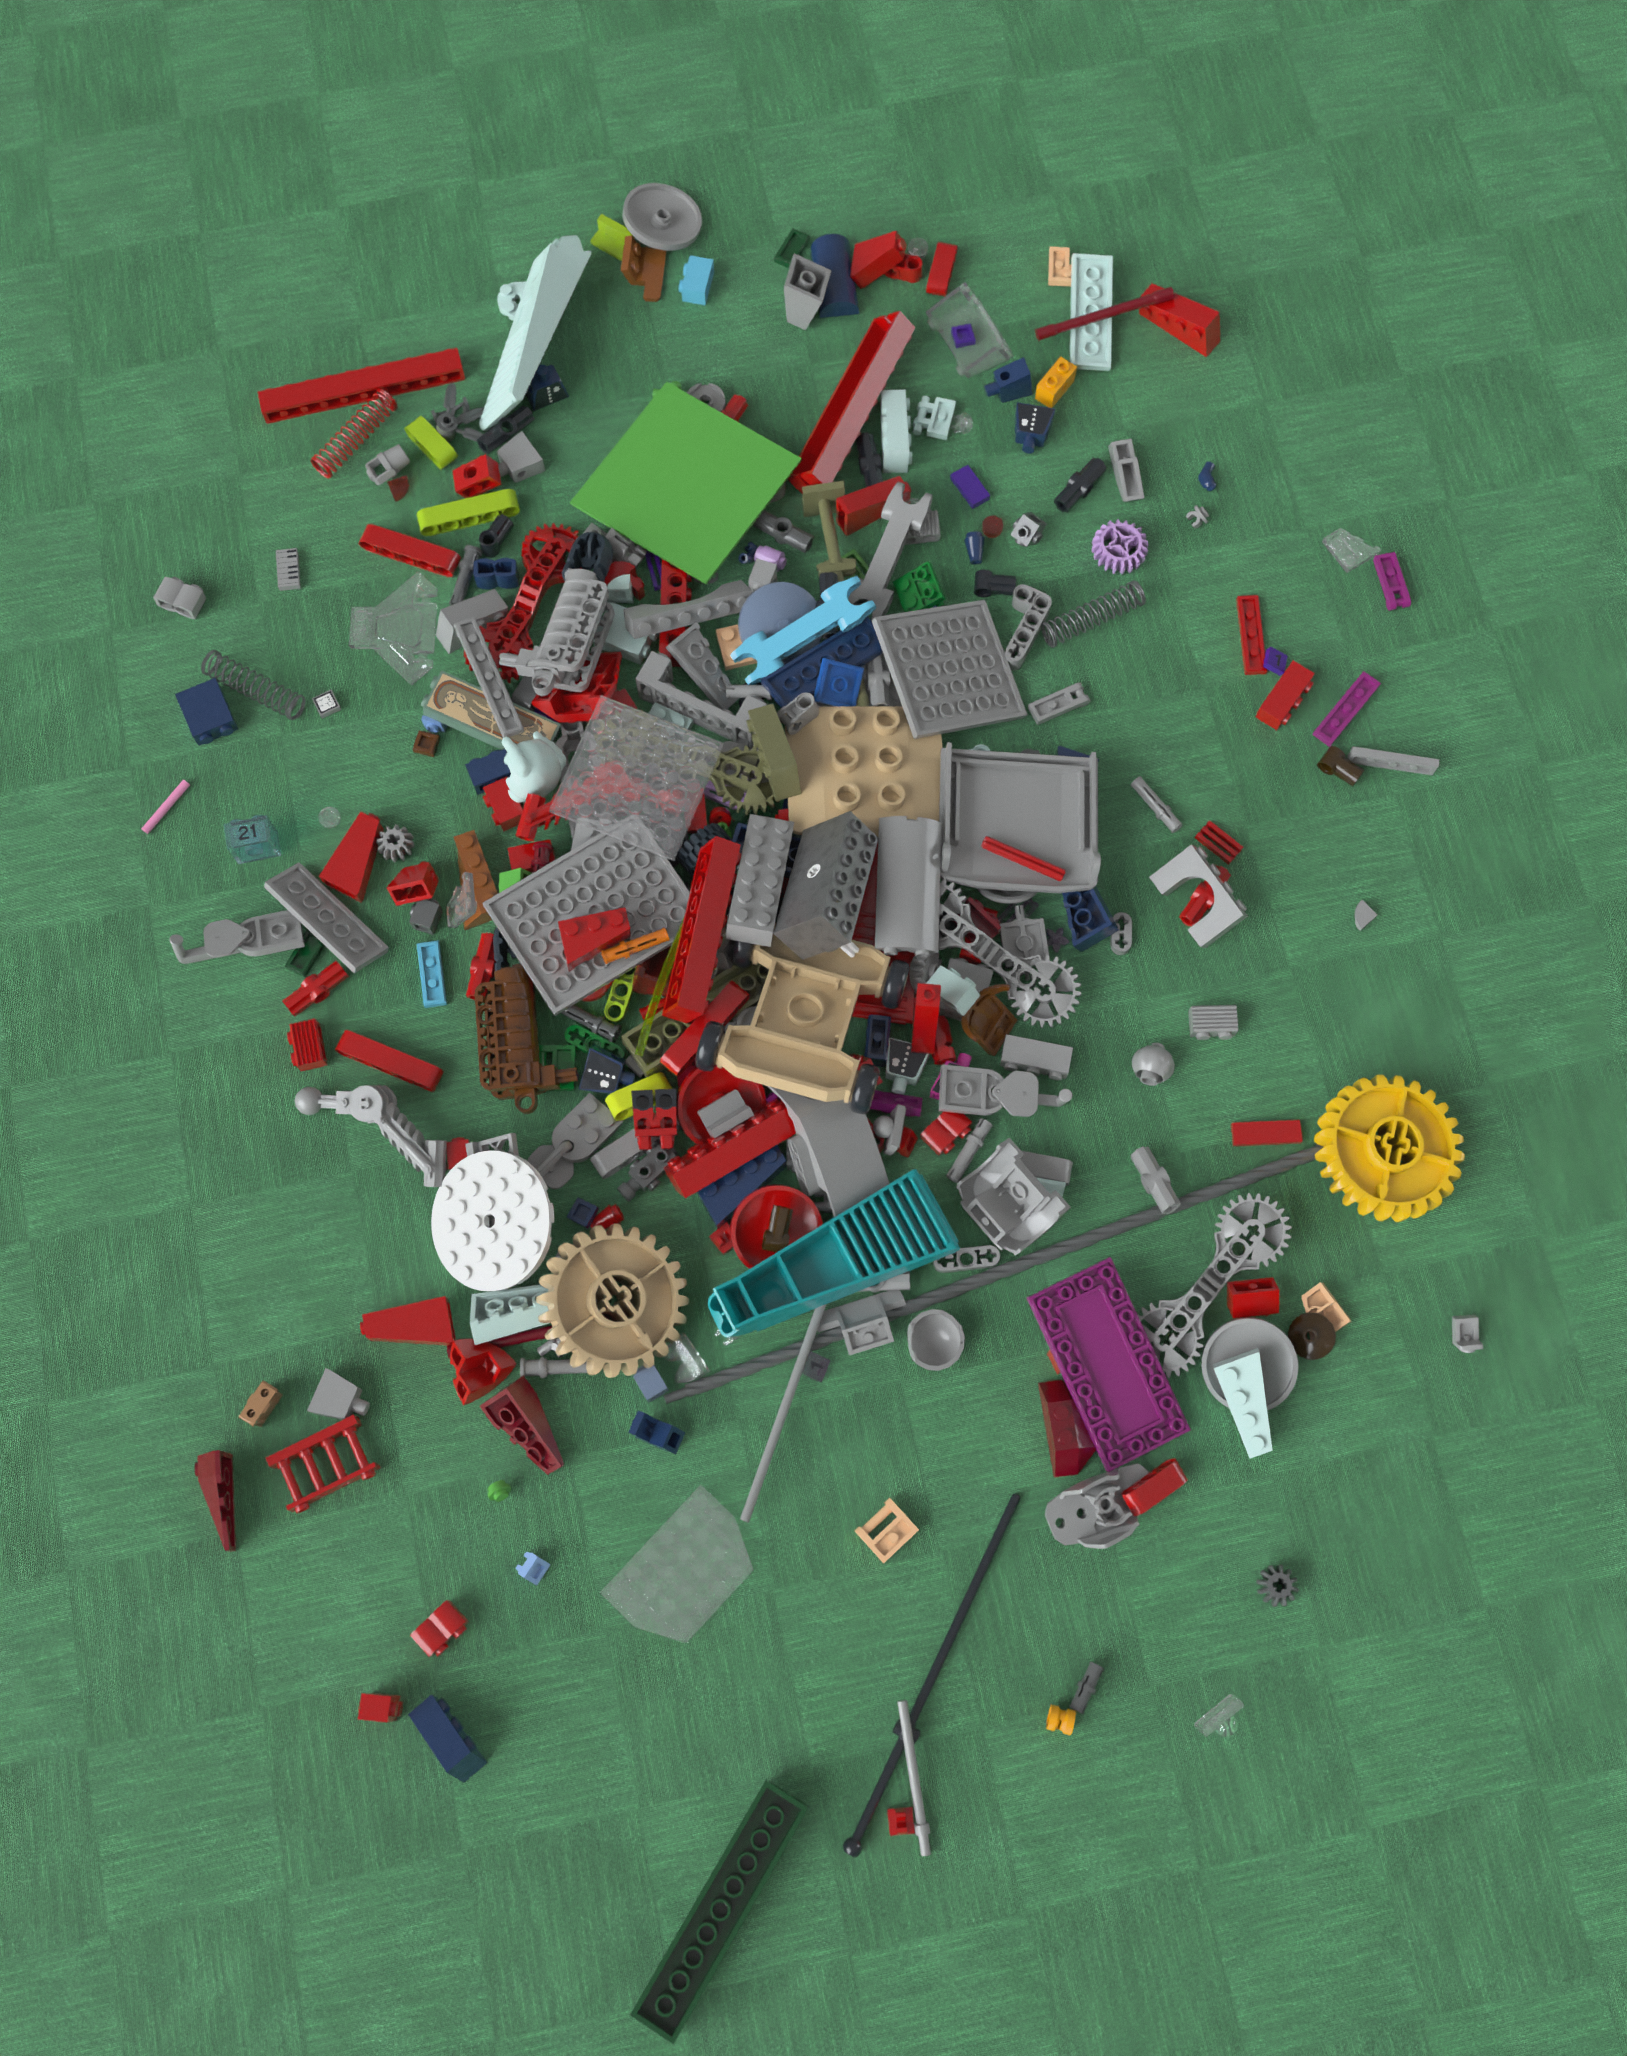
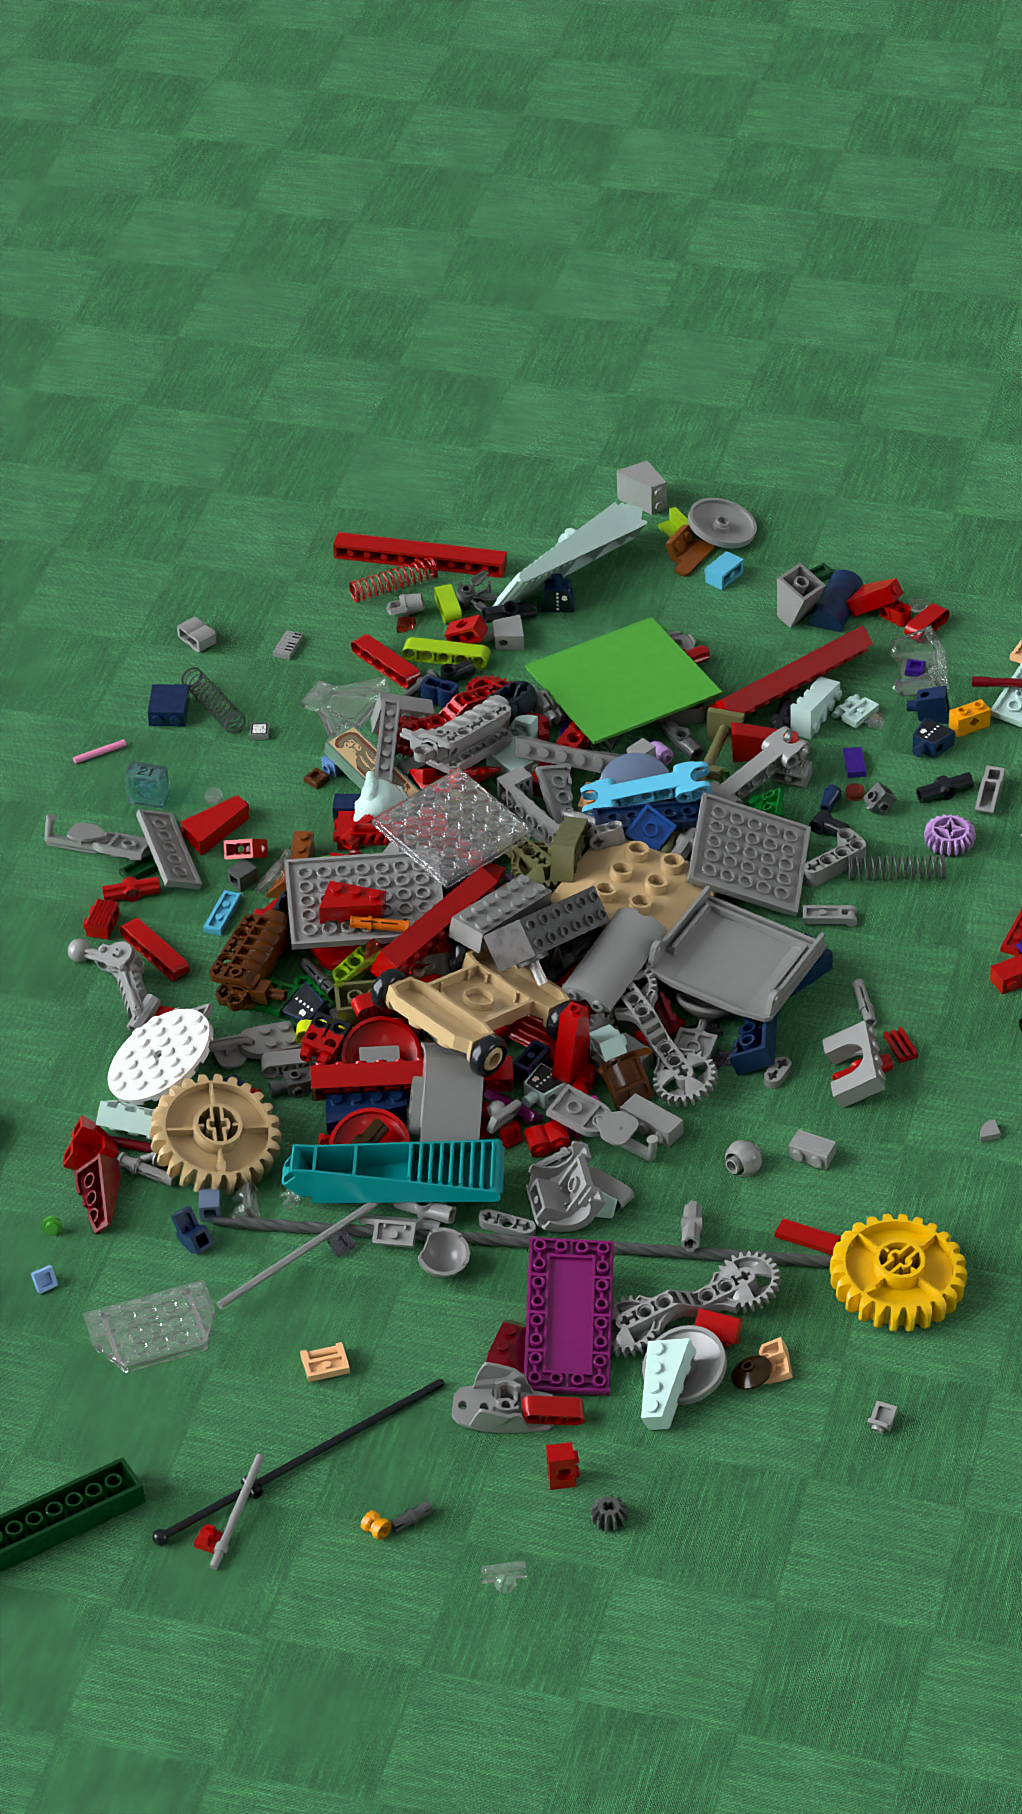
camera: 30 degrees right, 30 degrees down
(393, 835) = (250, 825): light grey gear -> none
(413, 1323) = (58, 1104): red slope -> none
(553, 200) = (642, 487): none -> light grey slope
(1023, 858) = (722, 982): red axle -> none
(1206, 1557) = (561, 1465): none -> red brick

